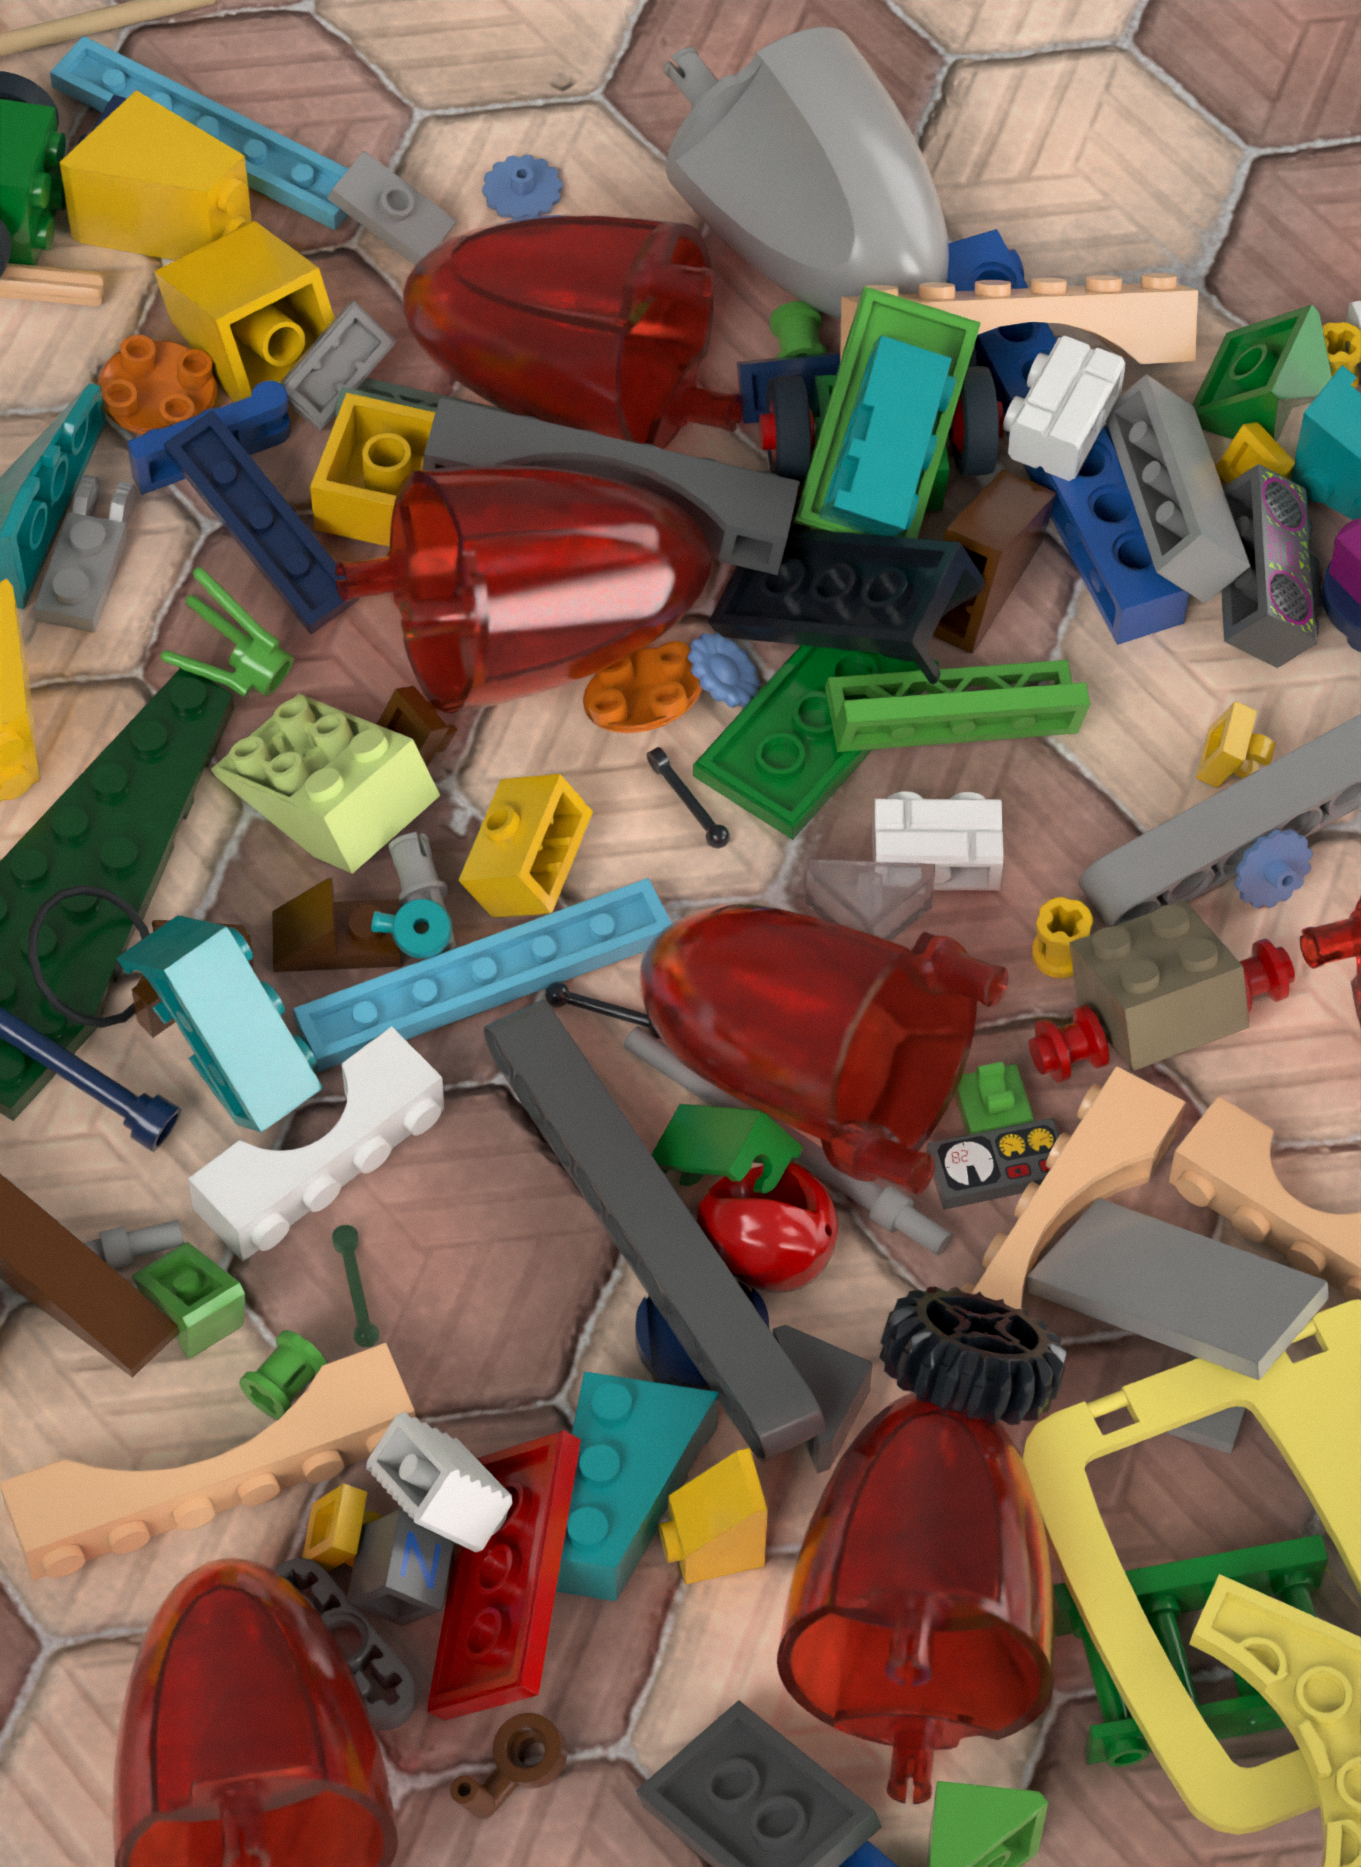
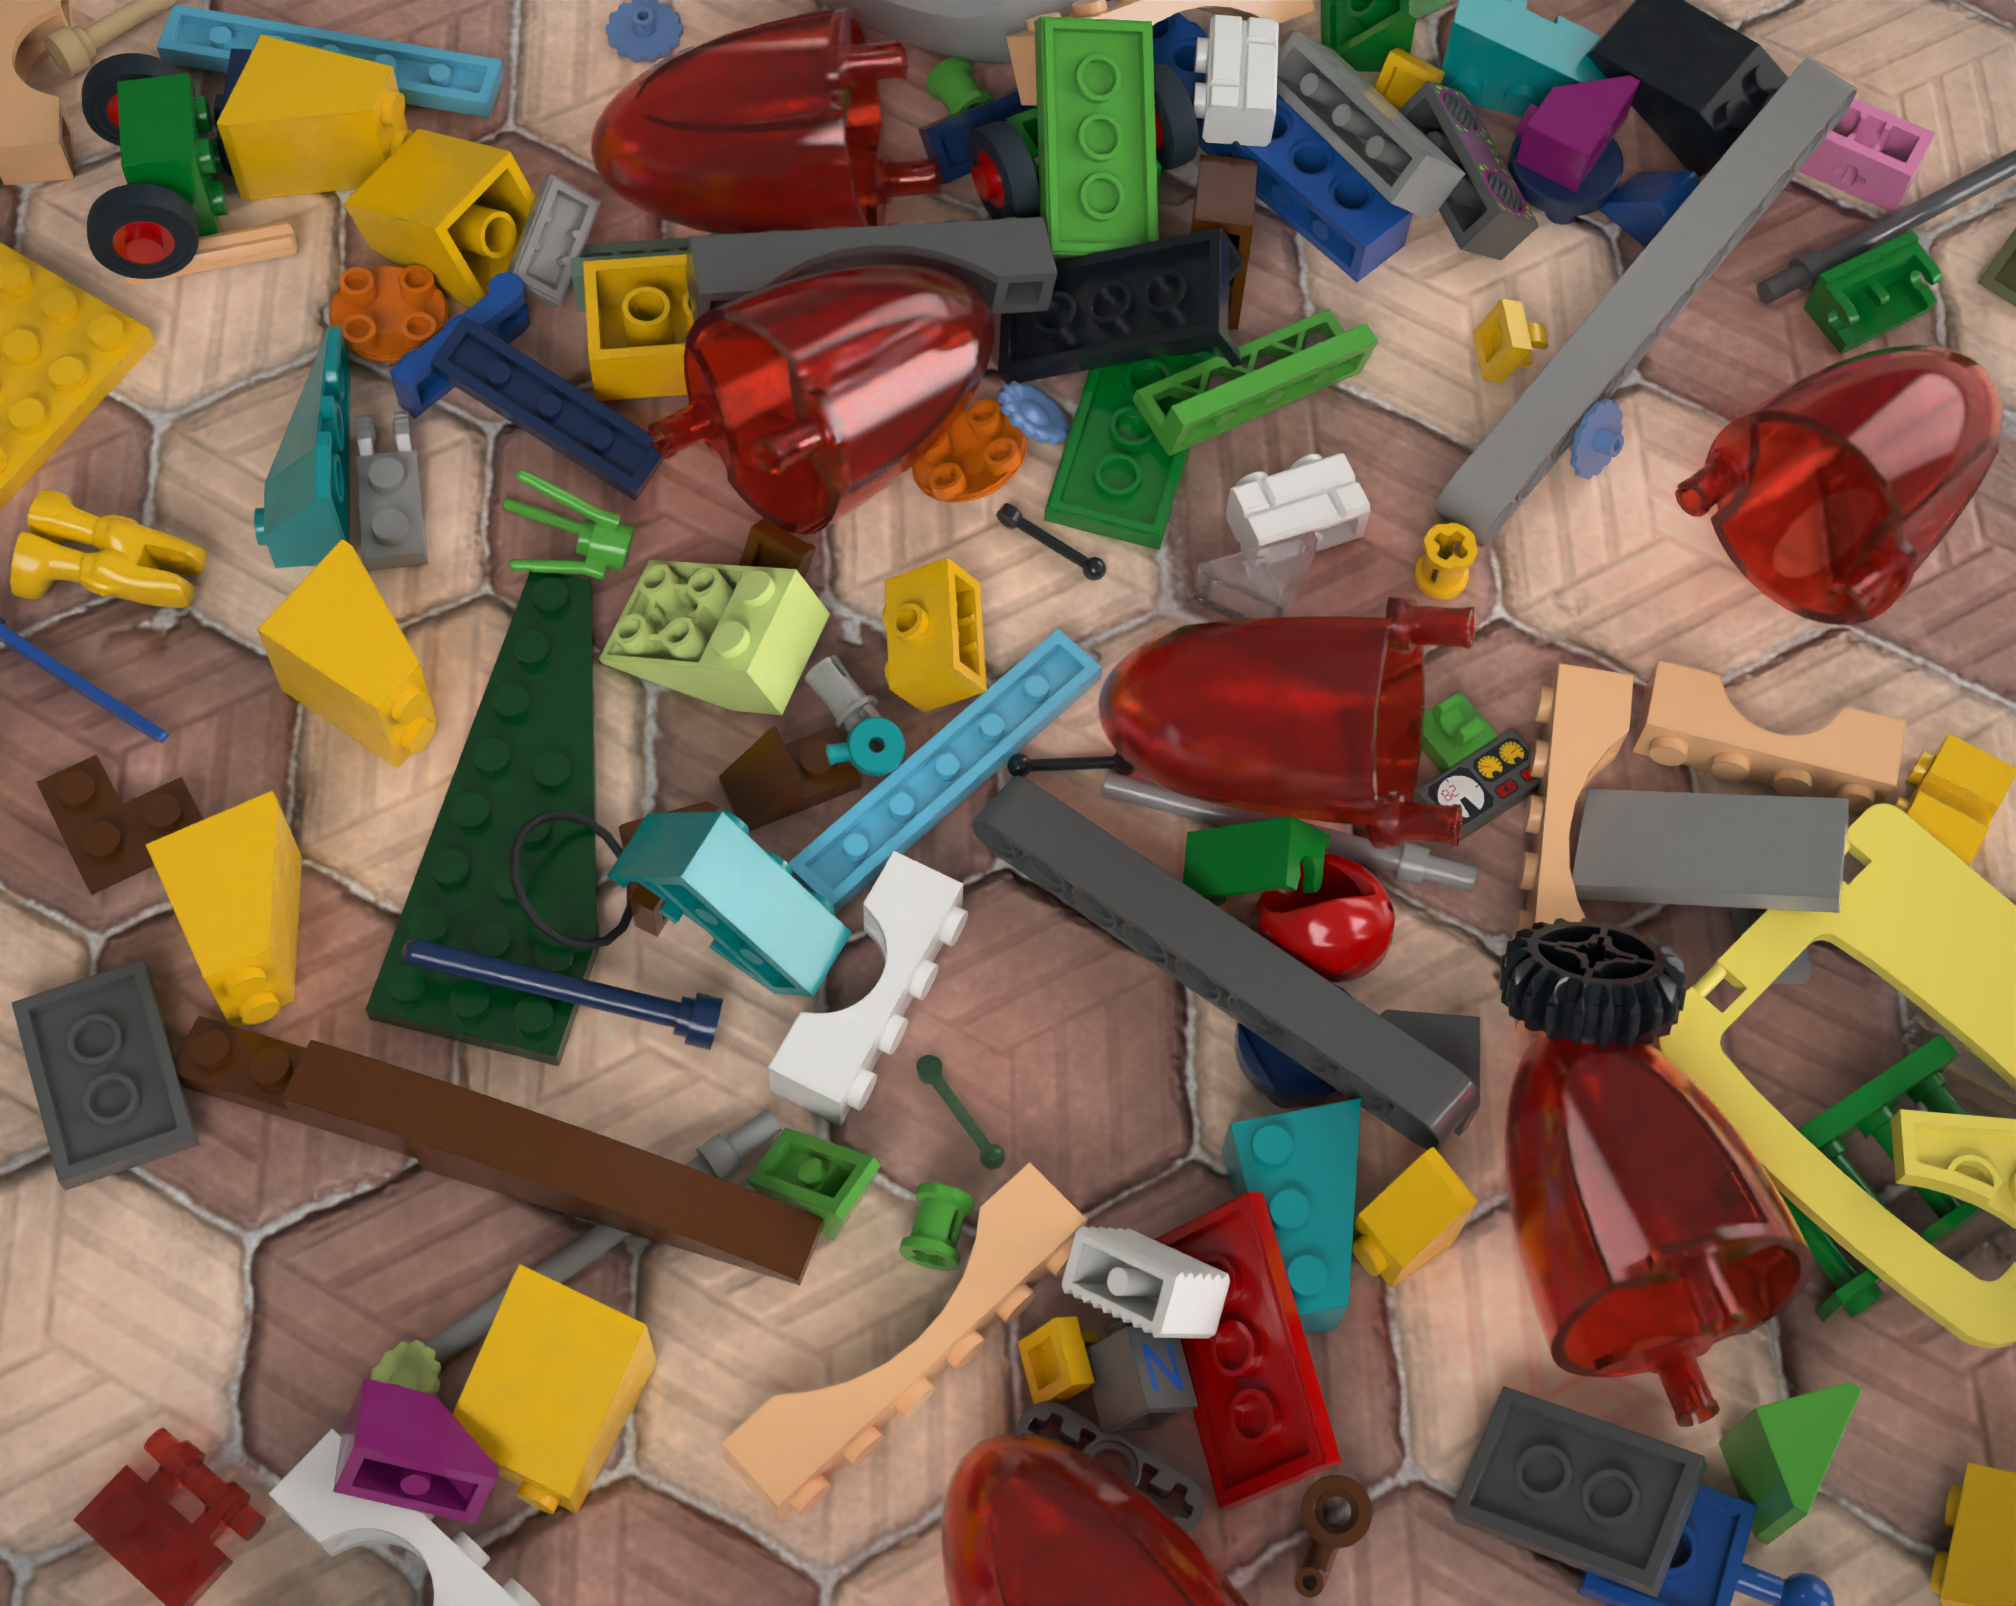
camera: 25 degrees left, 5 degrees up
(391, 208) = (538, 82): light grey plate -> none
(888, 439) = (1116, 153): teal wedge -> none
(1157, 992) = (1555, 585): dark tan brick -> none

